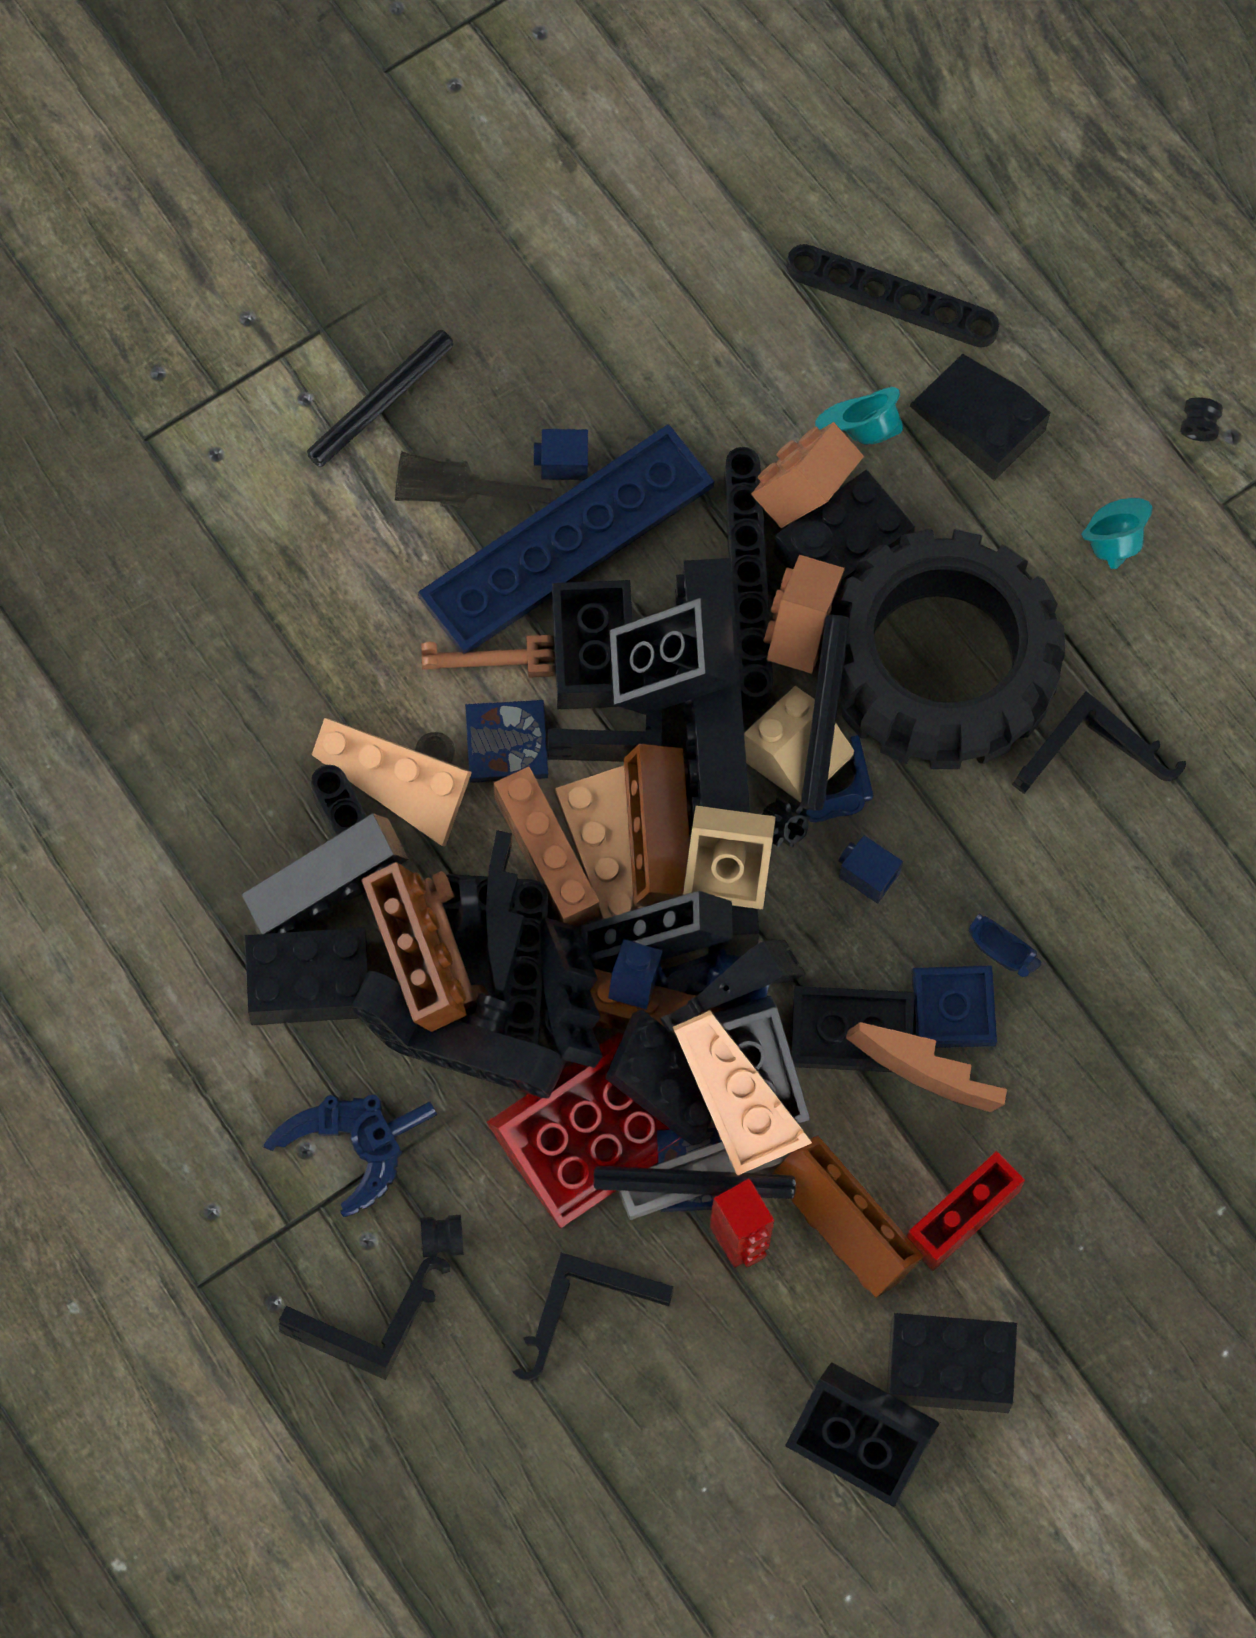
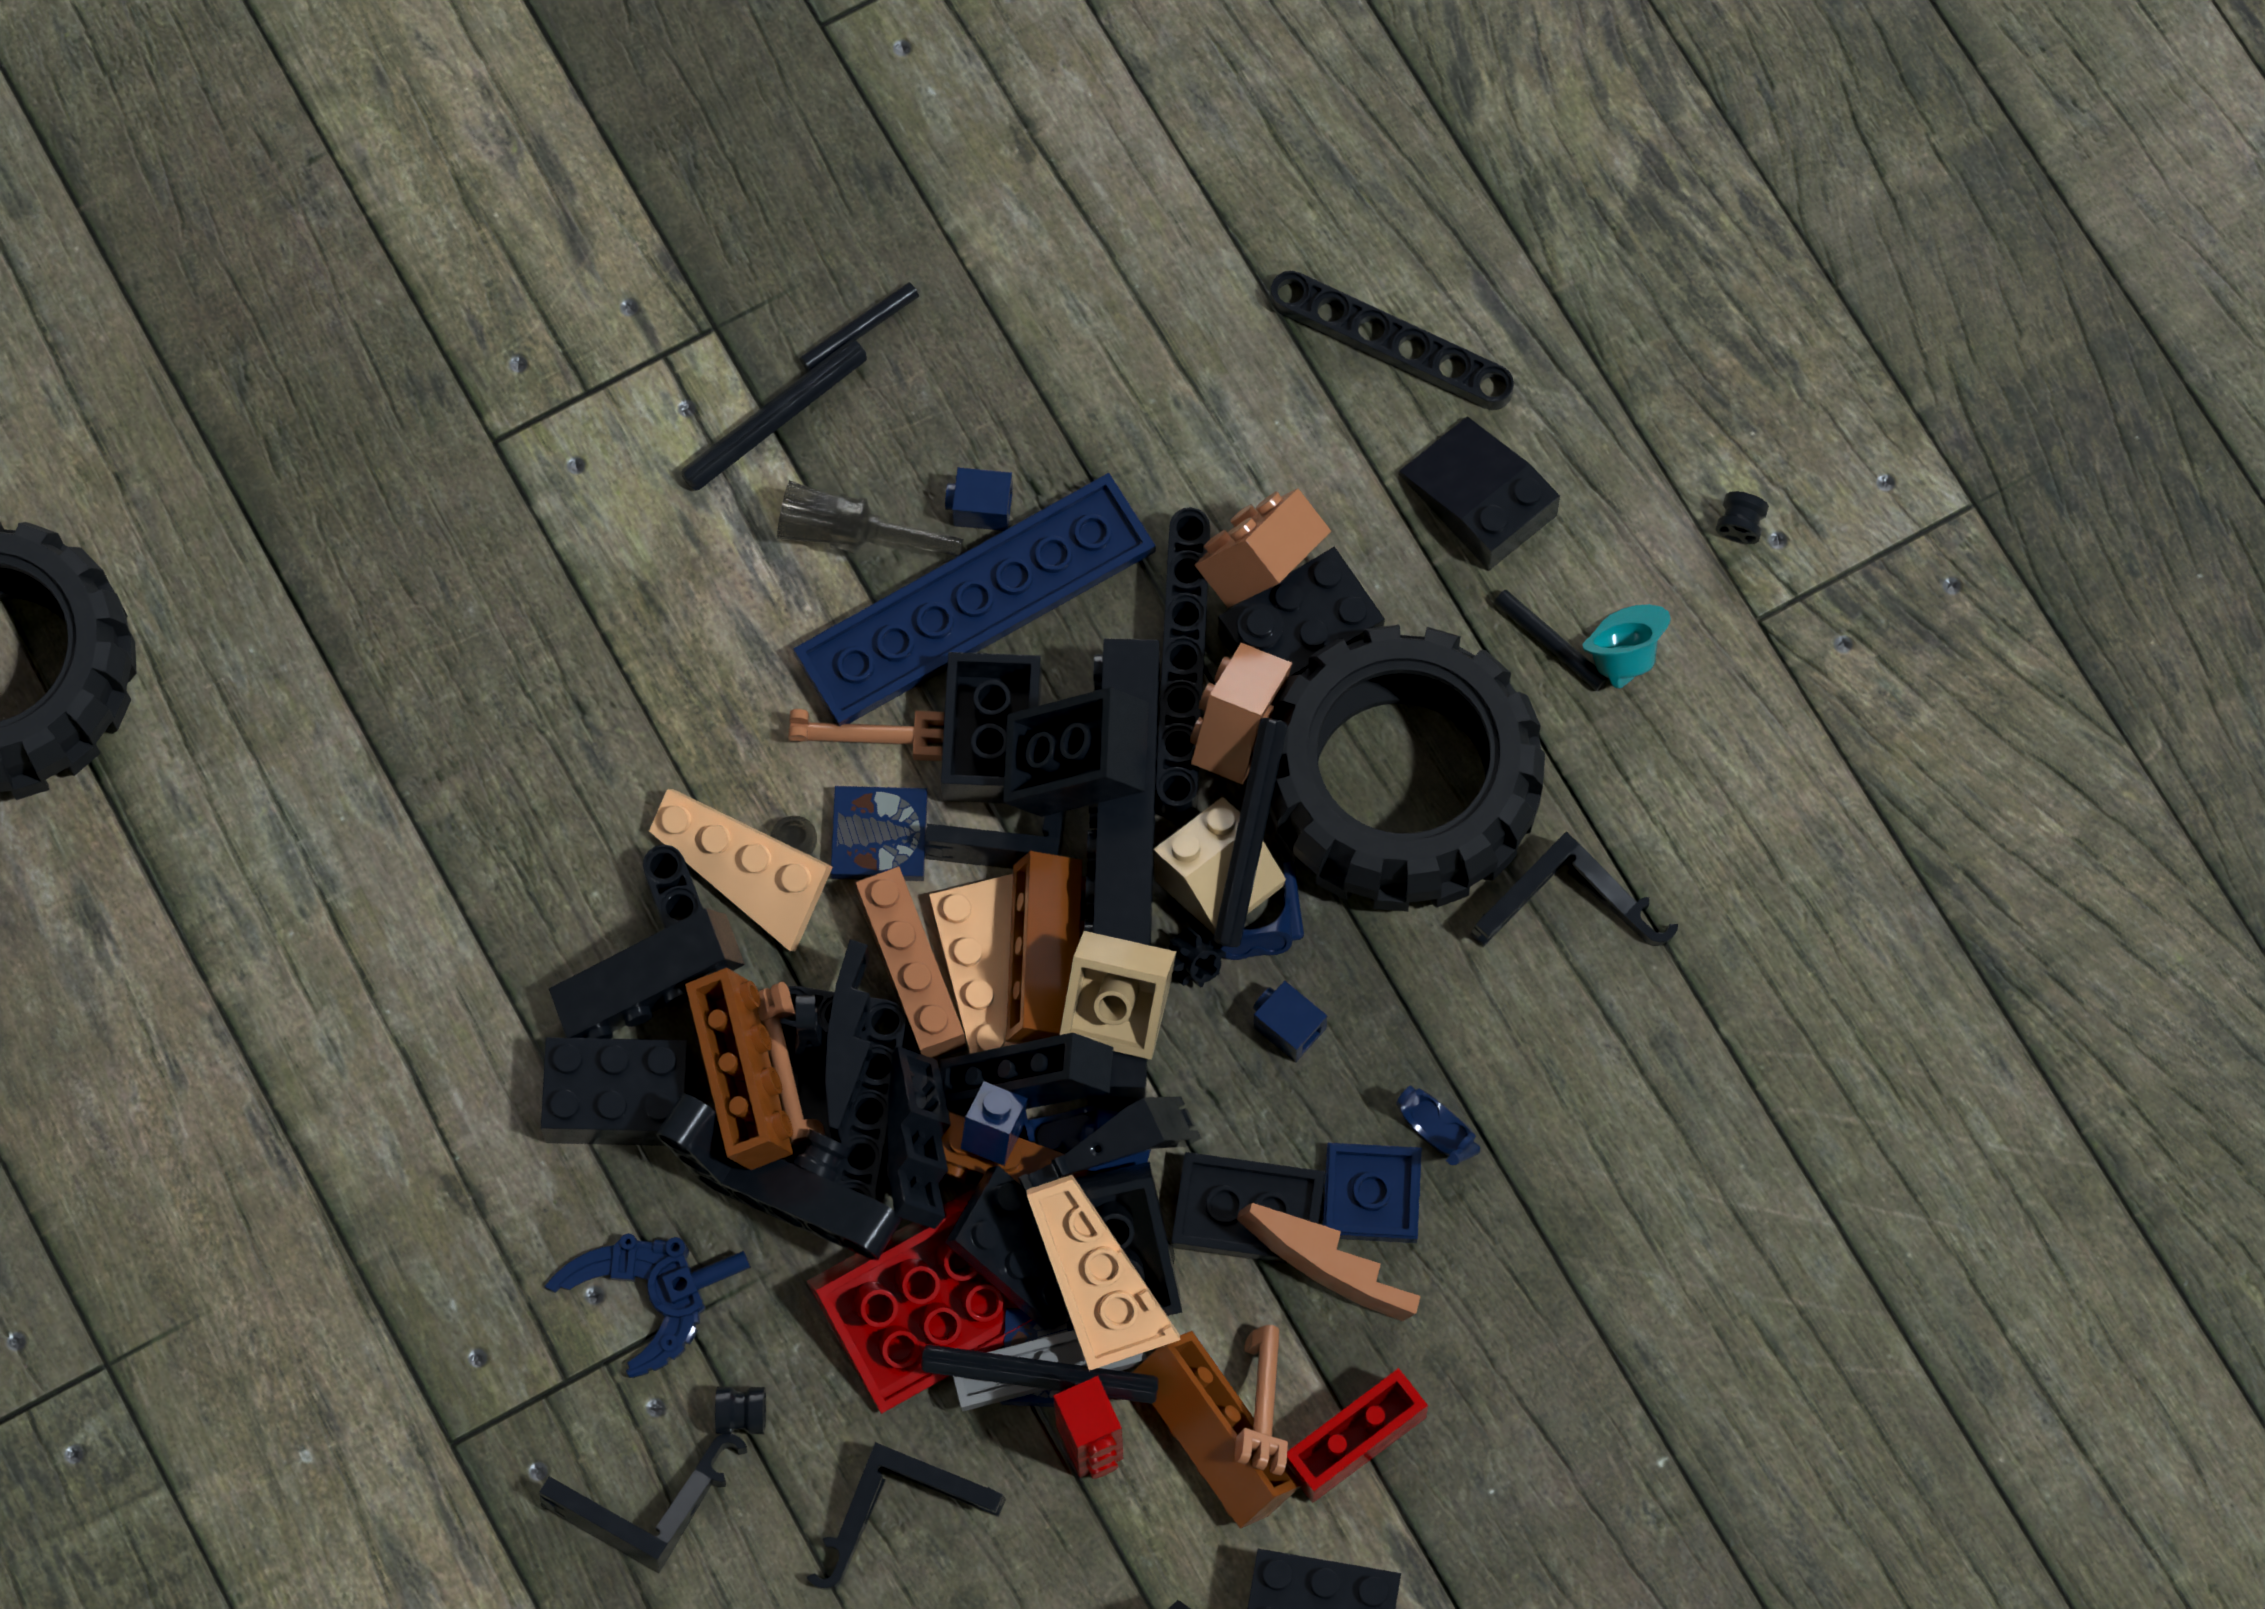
camera: 10 degrees right, 0 degrees up
(445, 318) = (861, 325): none -> black bar
(866, 418) = (1342, 484): teal piece -> none
(886, 1223) = (1260, 1438): none -> nougat hinge
(1053, 533) = (1550, 639): none -> black bar

